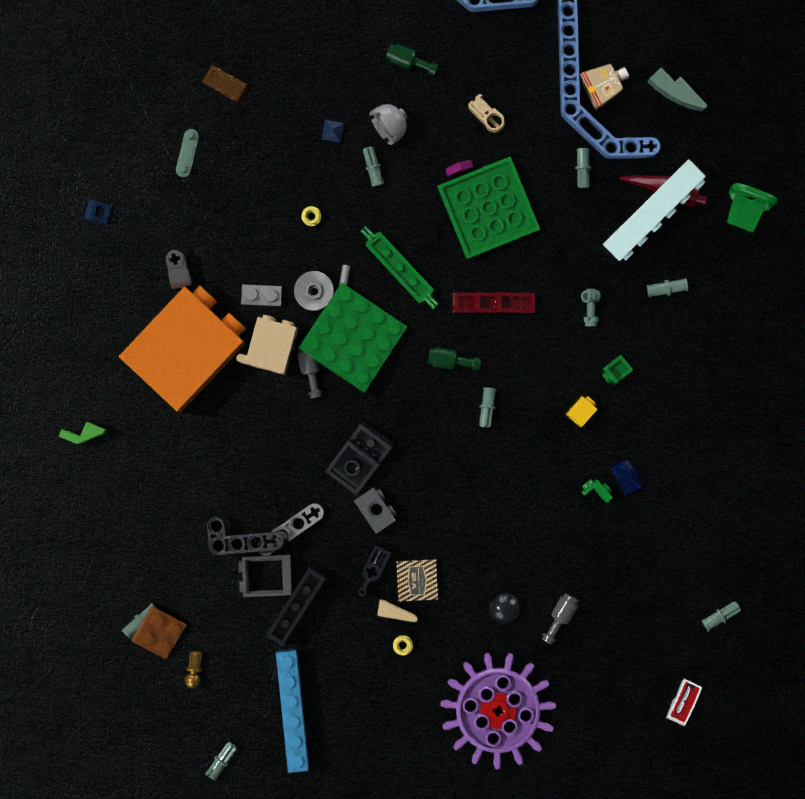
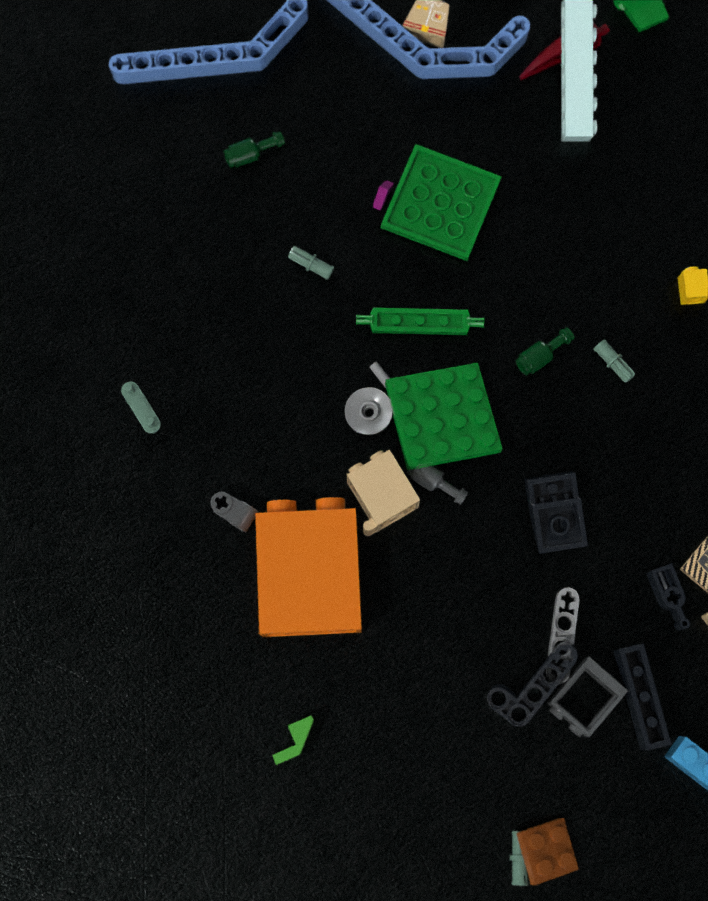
camera: 45 degrees left, 10 degrees down
(97, 212) = (112, 533): dark blue slope -> none
(193, 679) = (620, 861): pearl gold axle -> none
(224, 83) = (114, 319): clear orange tile -> none
(261, 295) = (327, 461): light grey plate -> none
(307, 211) = (301, 346): light yellow plate -> none
(332, 131) = (247, 268): dark blue slope -> none
(379, 521) = (602, 545): dark grey brick -> none
(389, 122) = (288, 213): light grey cylinder -> none
(484, 113) = (355, 132): tan piece -> none
(493, 302) = (526, 272): dark red slope -> none
(583, 167) = (482, 98): sand green axle -> none
(590, 296) = (600, 189): sand green bar -> none
(616, 370) = (684, 226): green bracket -> none
(667, 287) = (651, 123): sand green pin -> none

